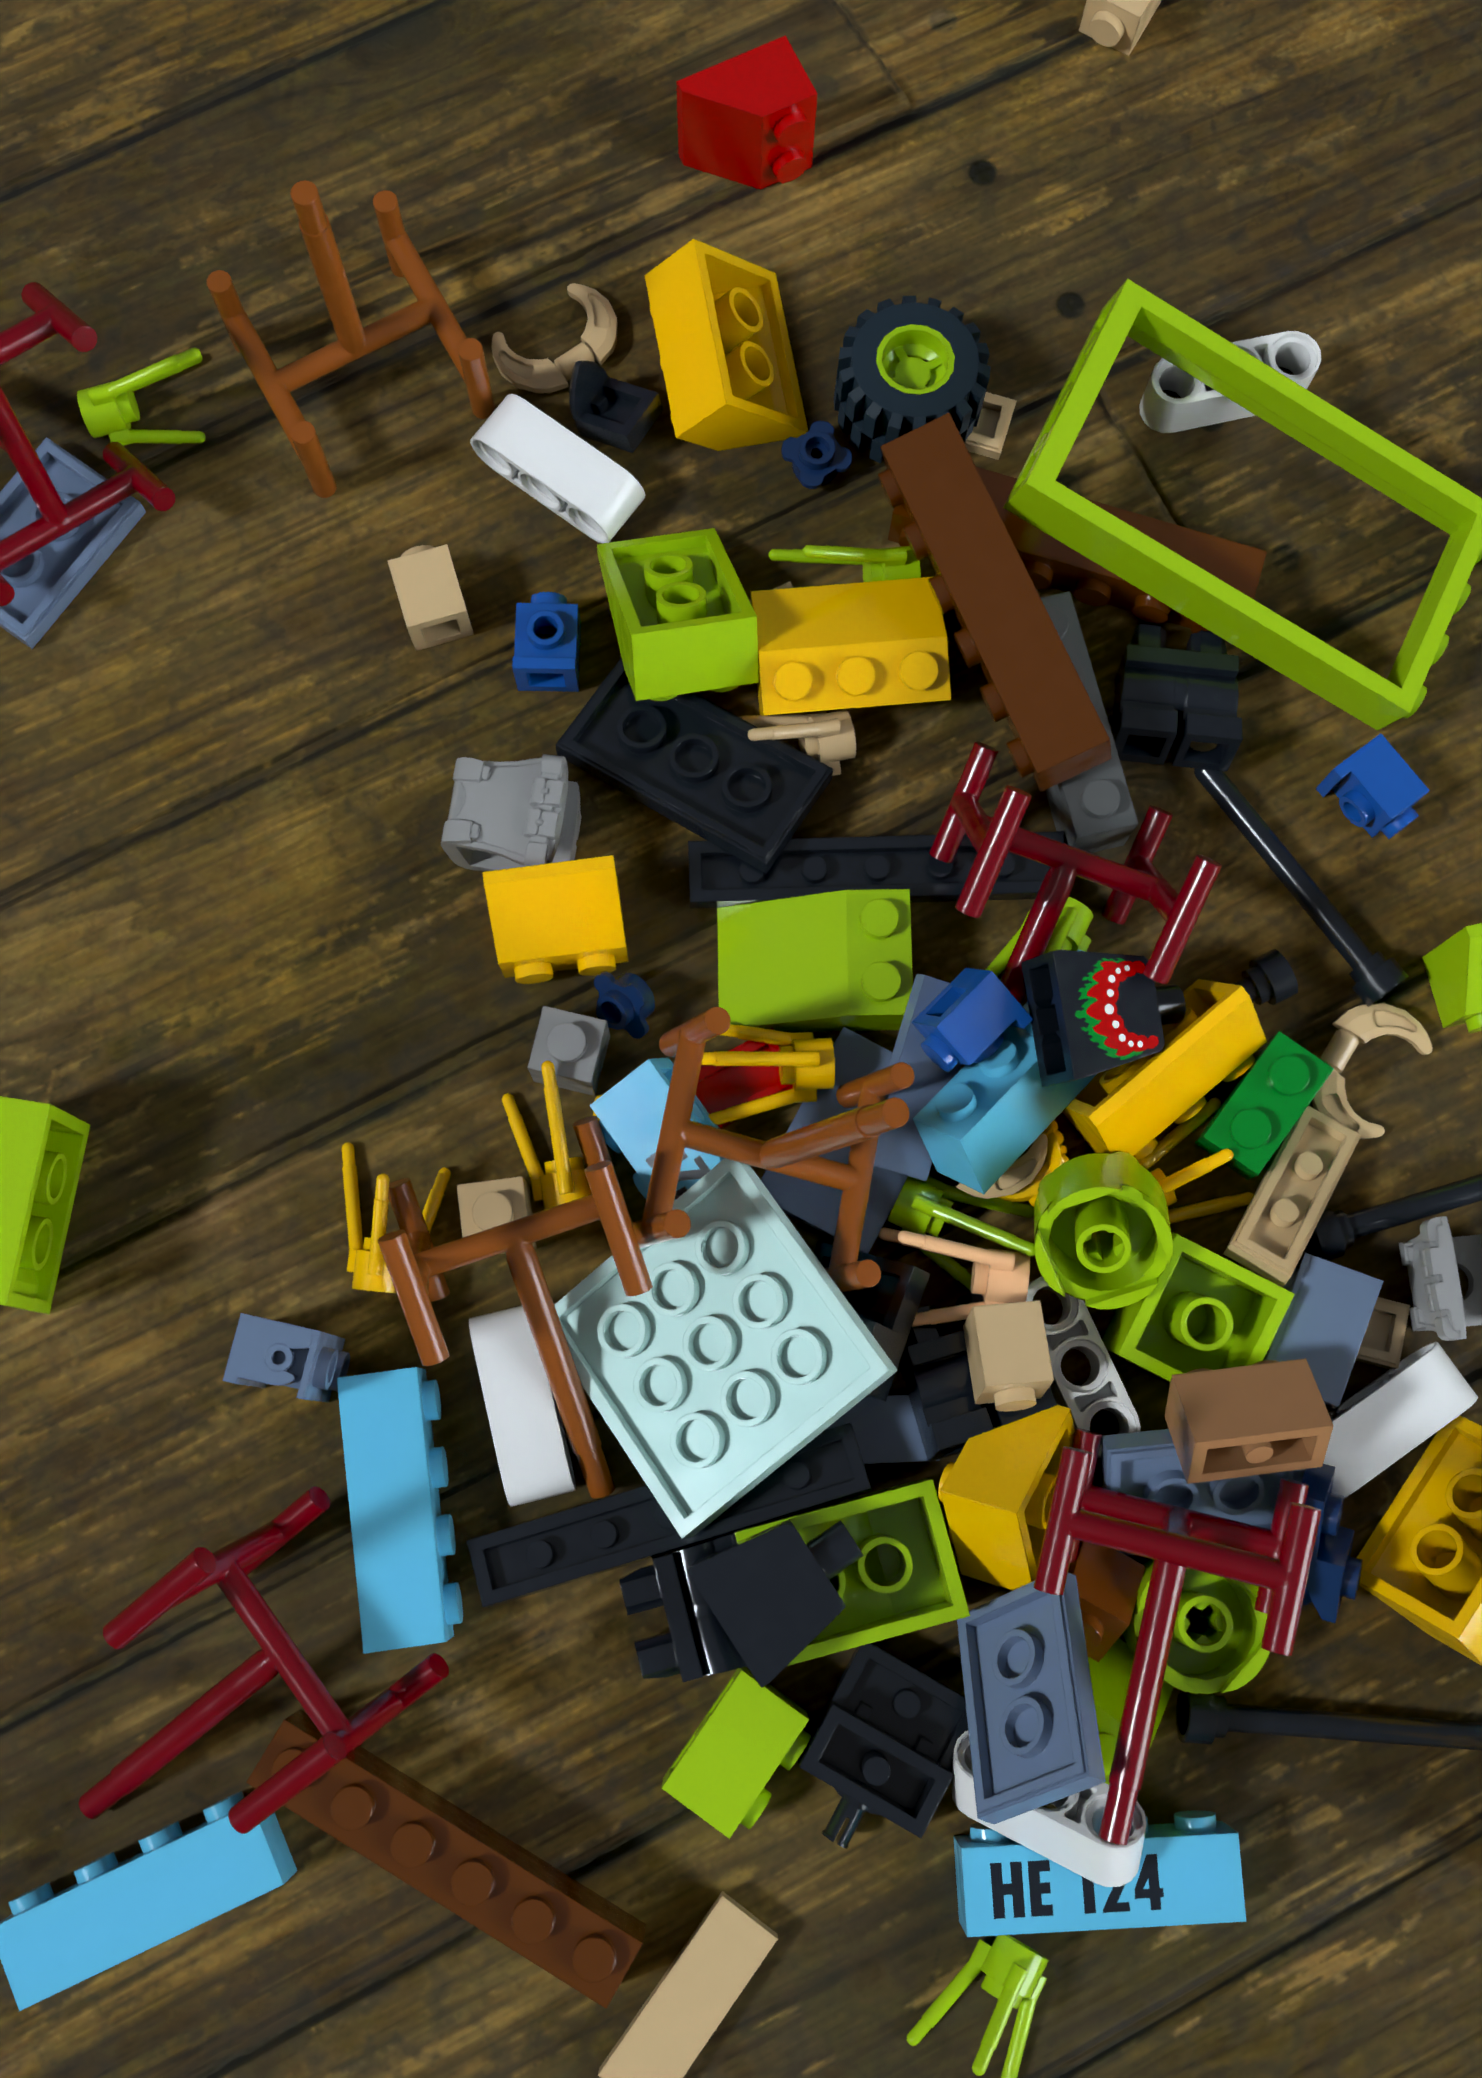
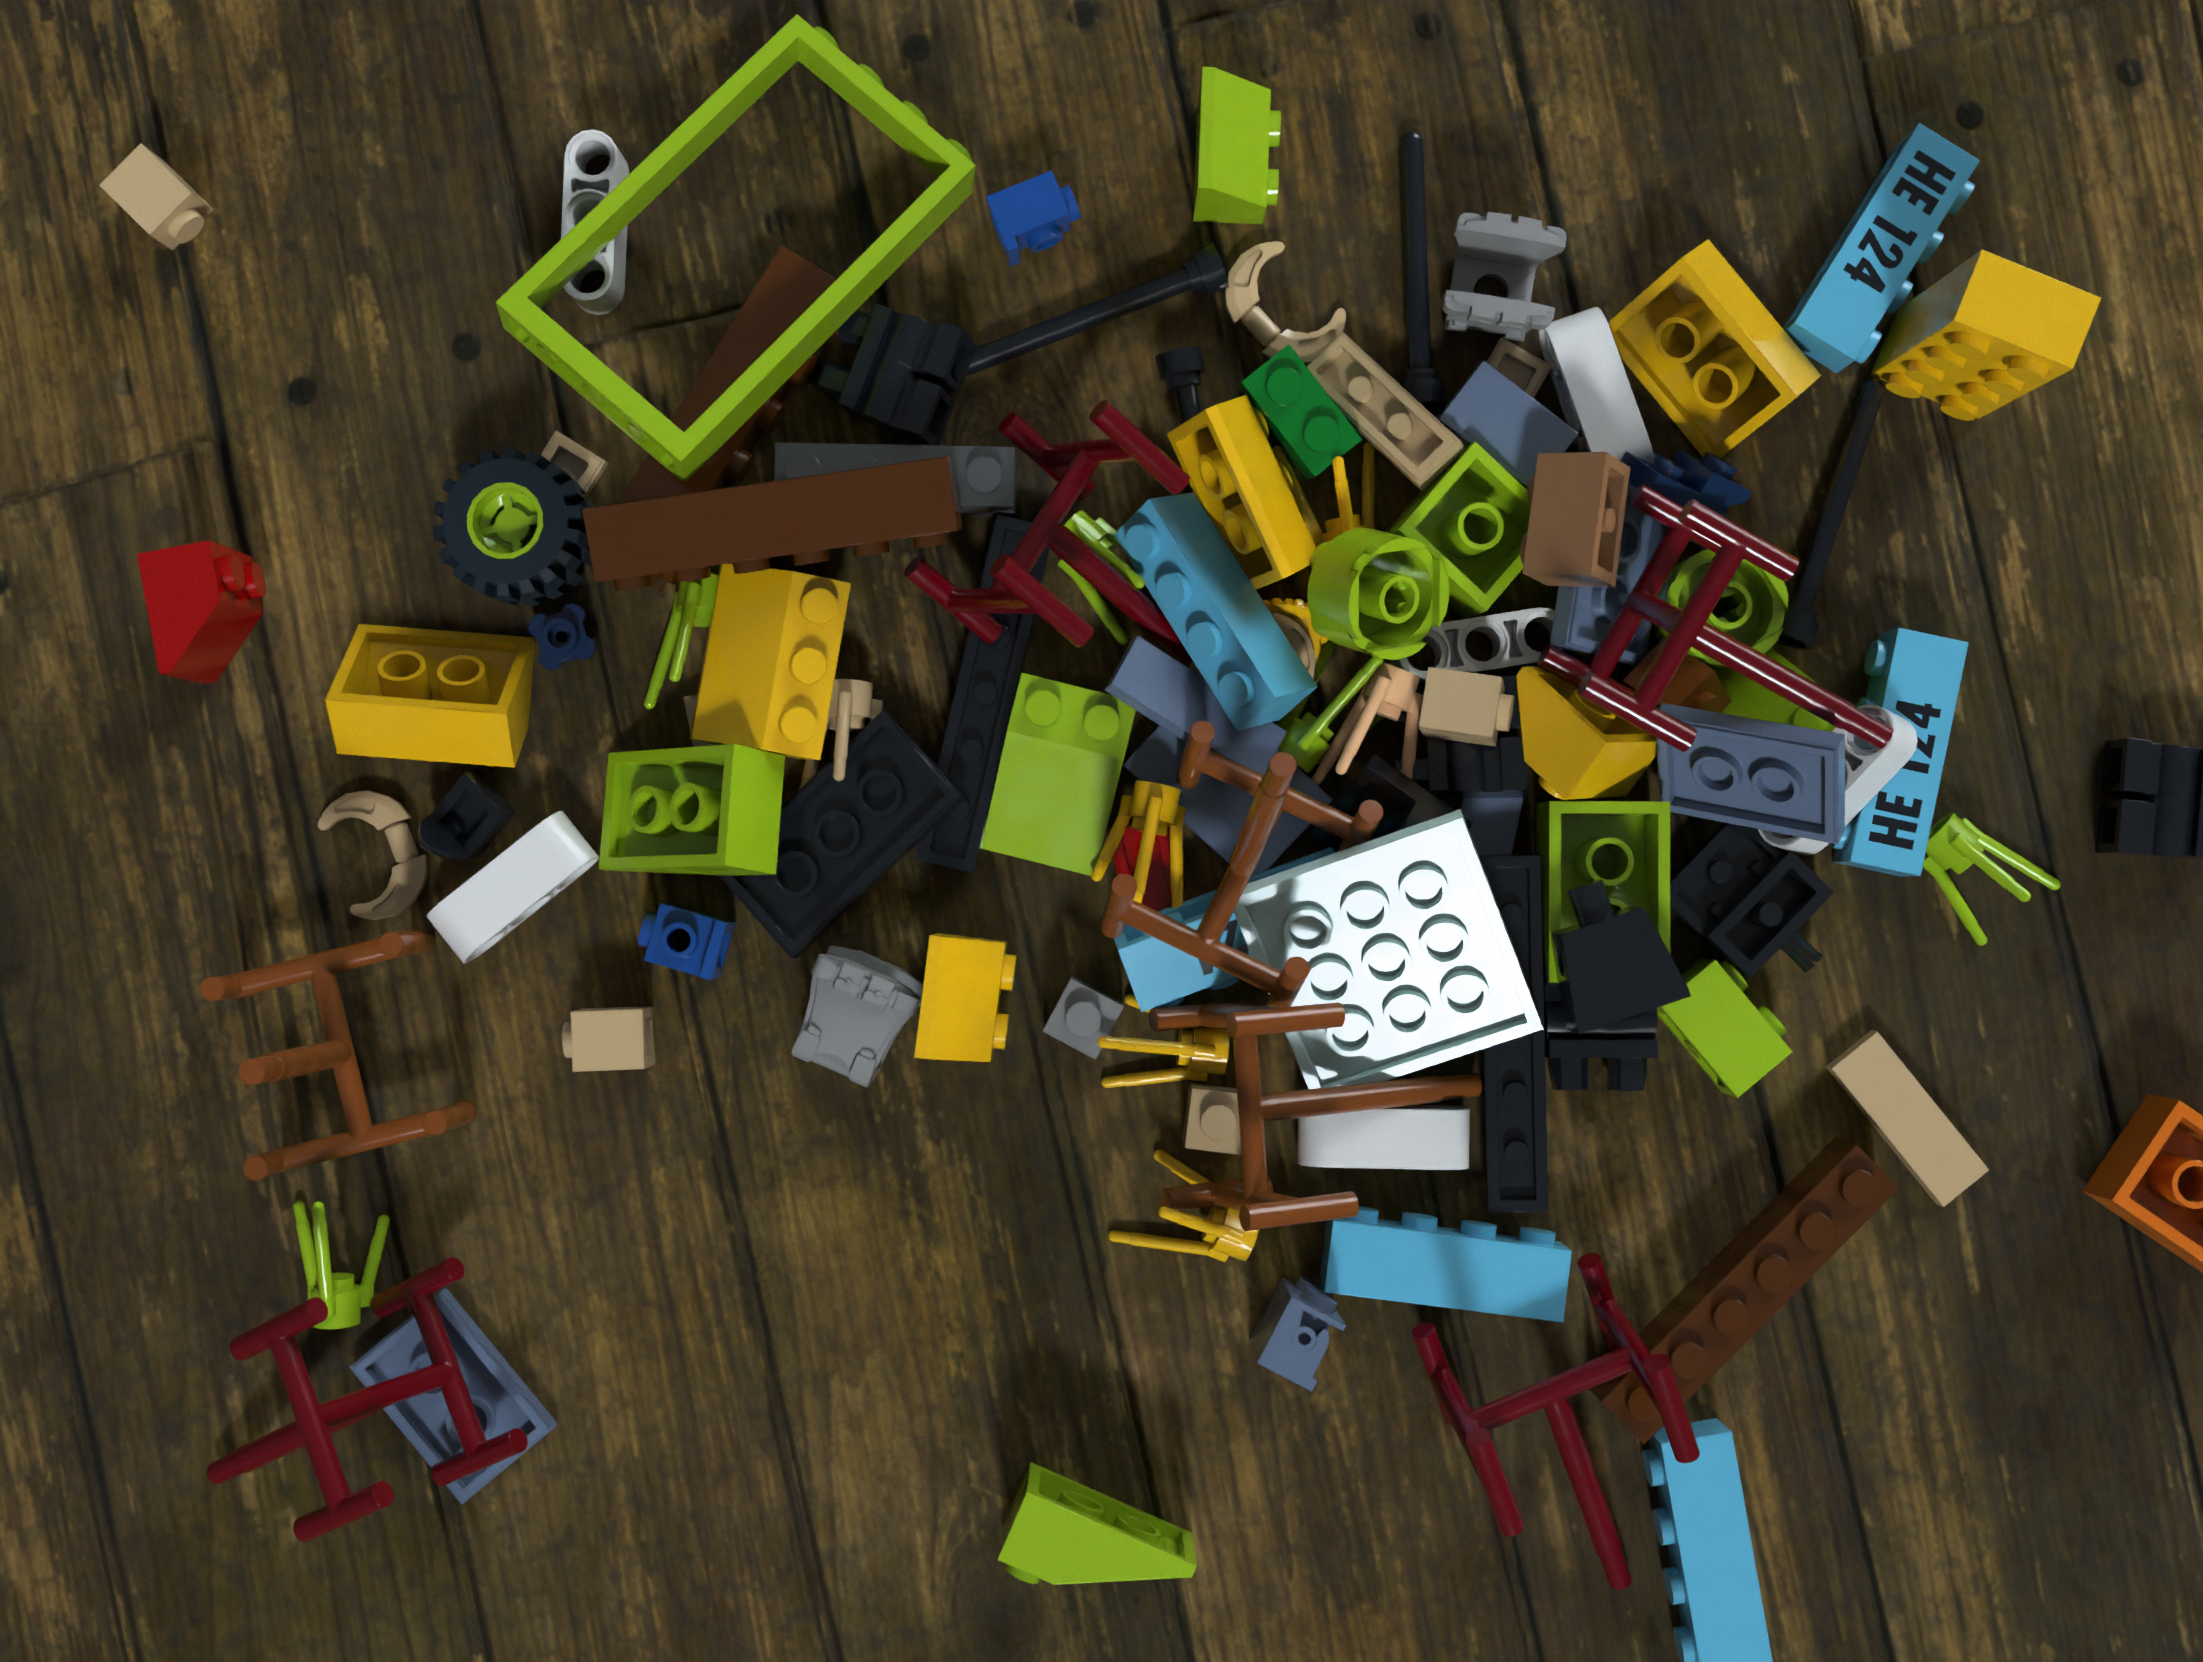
camera: 75 degrees left, 10 degrees up
(624, 1002) = (1050, 956): dark blue plate -> none
(969, 1019) = (1164, 657): blue brick -> none
(1095, 1012) = (1195, 545): black torso -> none

